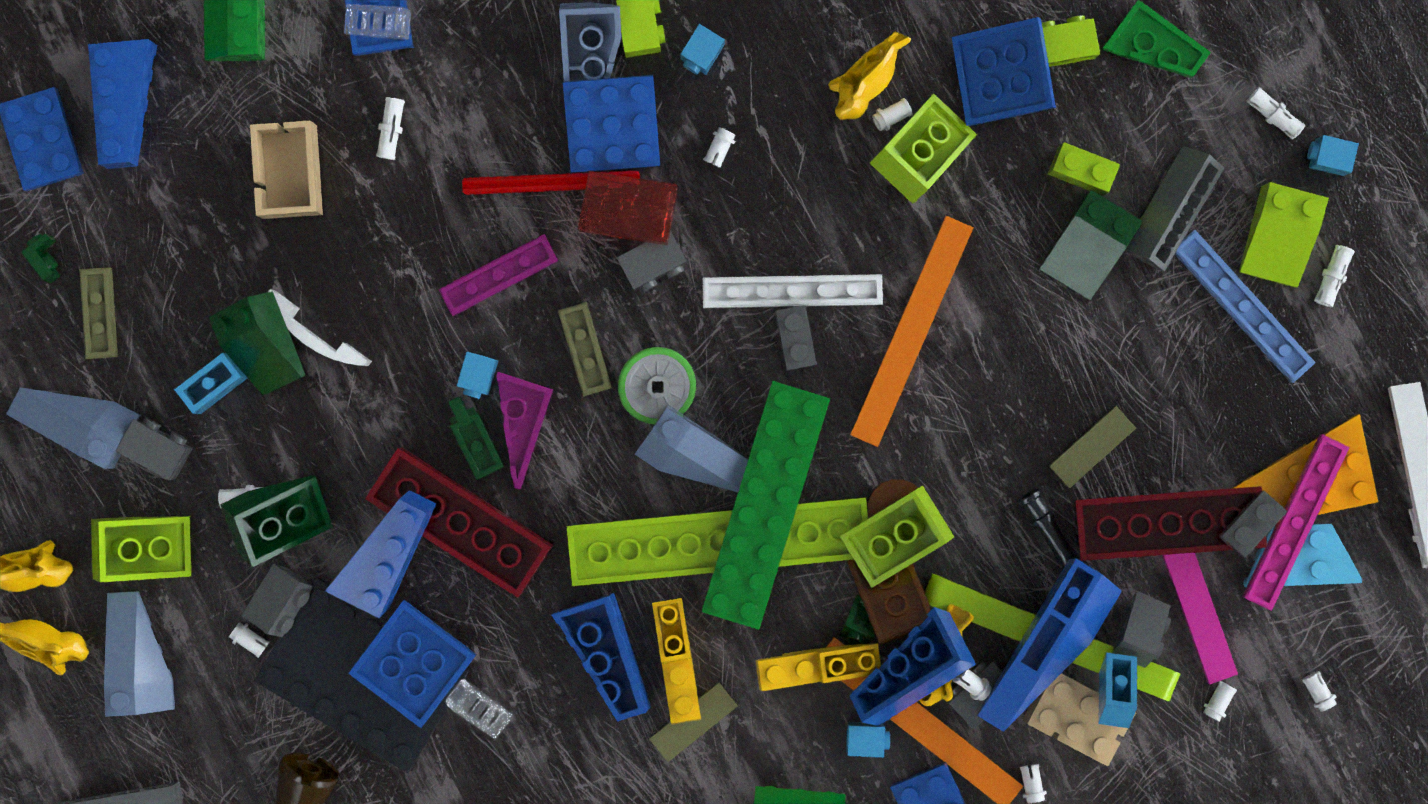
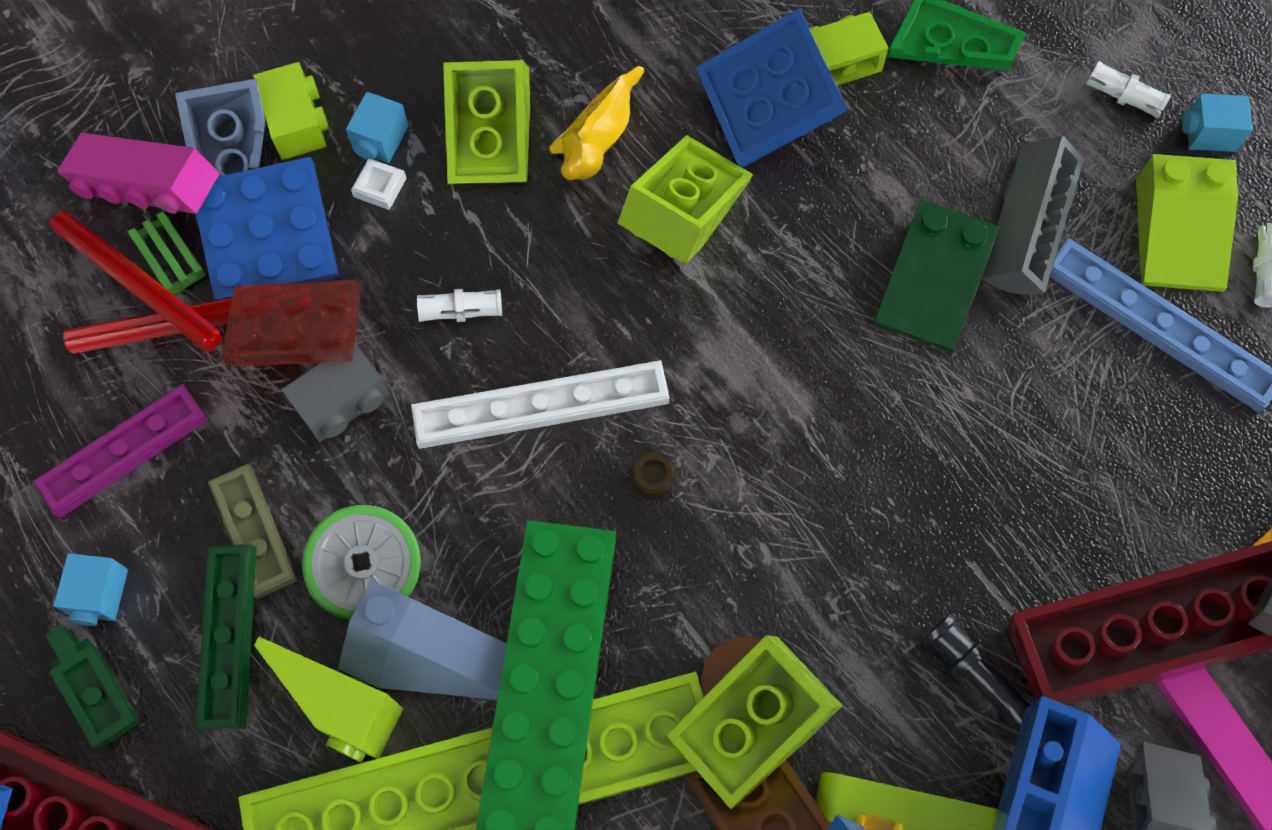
camera: 10 degrees left, 20 degrees down
(515, 148) = (136, 281): none -> red axle
(523, 412) = (164, 634): magenta wing -> none
(525, 68) = (138, 173): none -> dark pink brick
(547, 148) = (152, 230): none -> bright green tile
(564, 421) = (226, 637): none -> dark green tile
(636, 482) = (344, 709): none -> lime slope
(697, 93) = (378, 184): none -> white tile
(720, 146) = (415, 236): white pin -> none
(746, 207) = (459, 305): none -> white pin
(786, 59) = (487, 121): none -> lime slope
(795, 338) = (553, 460): dark grey brick -> none
(862, 356) = (653, 474): none -> dark brown tile
(885, 118) = (630, 170): white pin -> none
(911, 331) = (714, 437): orange tile -> none
(1083, 169) = (897, 182): lime brick -> none
(1092, 447) = (1010, 544): olive tile -> none

